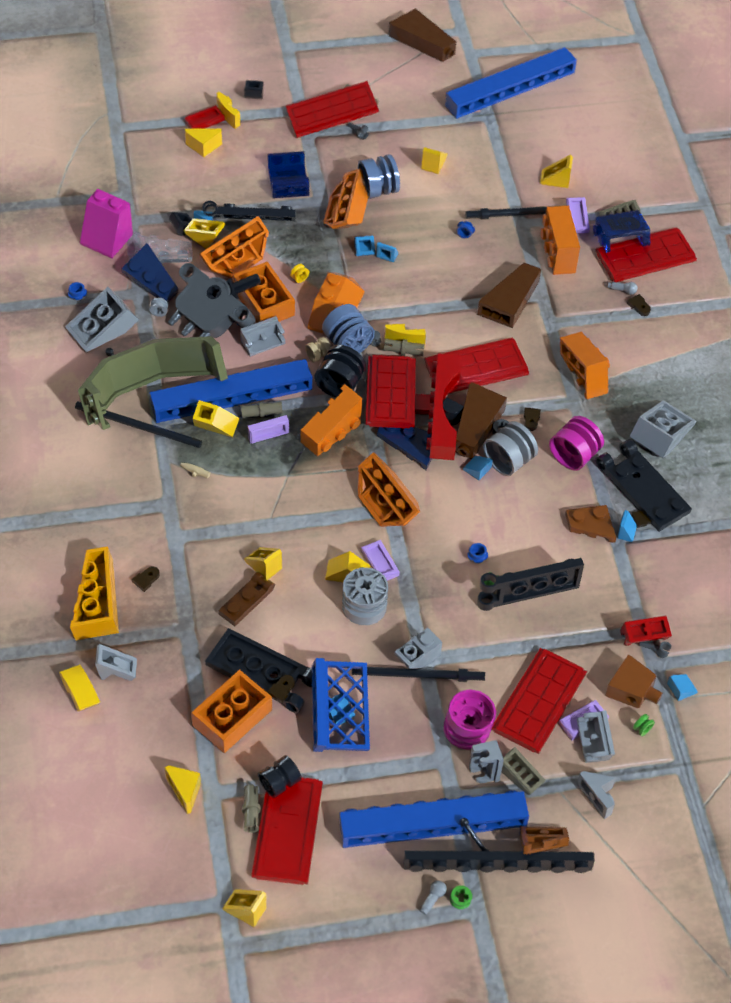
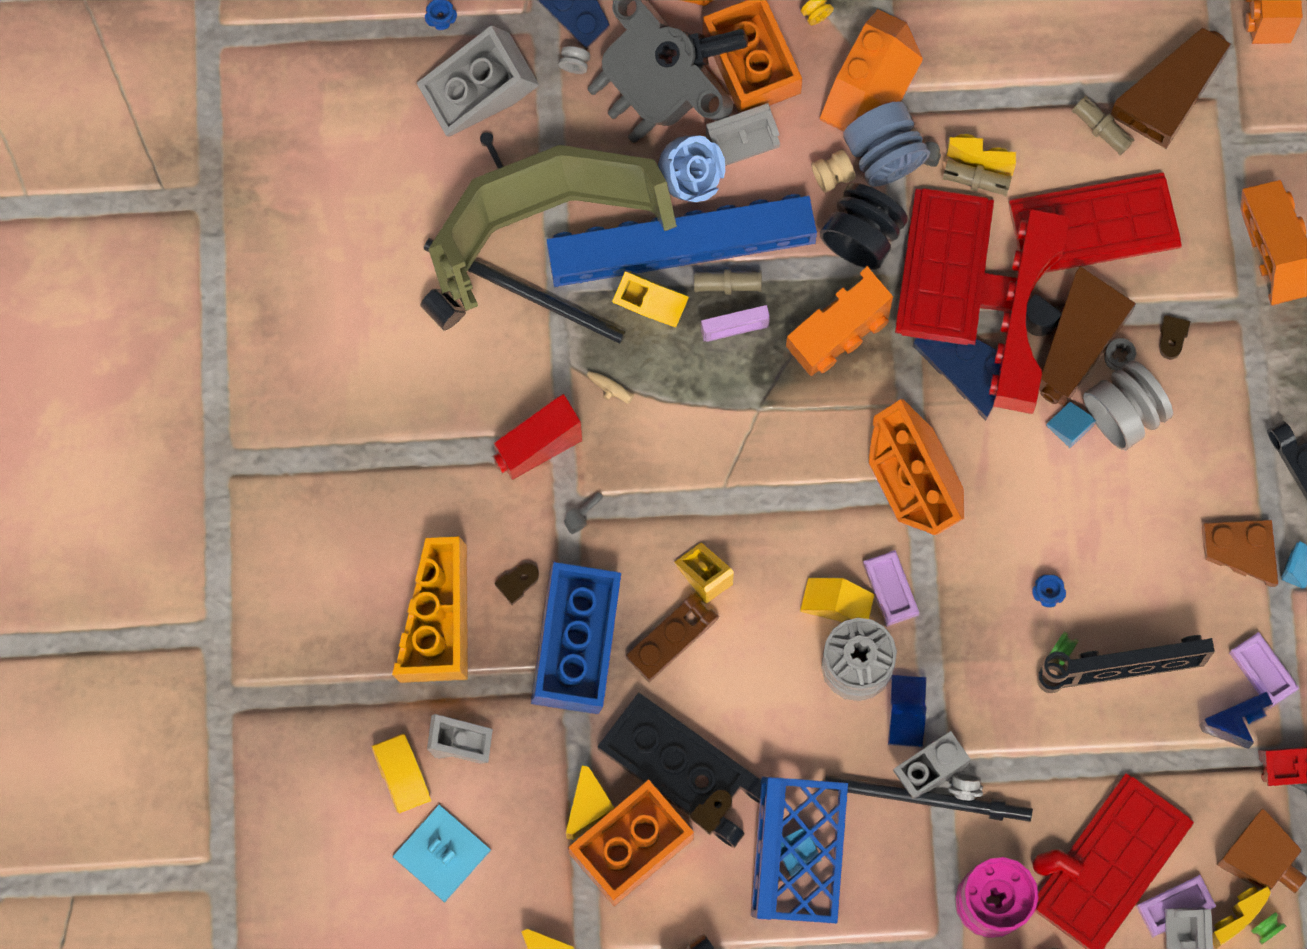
camera: 10 degrees right, 20 degrees up
(88, 436) = (442, 309): none -> black brick
(109, 734) = (441, 853): none -> medium azure piece
(154, 495) = (538, 438): none -> red slope
(180, 539) = (574, 518): none -> dark grey hand
(186, 601) = (576, 638): none -> blue brick
(201, 690) = (588, 805): none -> yellow slope
(236, 350) = (692, 167): none -> light blue cylinder
(398, 625) = (907, 711): none -> clear blue slope
(441, 662) = (965, 786): none -> light grey plate
(474, 316) = (1103, 125): none -> dark tan pin
(504, 698) = (1055, 861): none -> red arm
(576, 443) = (1239, 404): dark pink wheel -> none
(602, 612) = (1230, 723): none -> clear blue slope
(615, 585) = (1264, 669): none -> lavender tile
(626, 719) = (1246, 910): none -> yellow slope

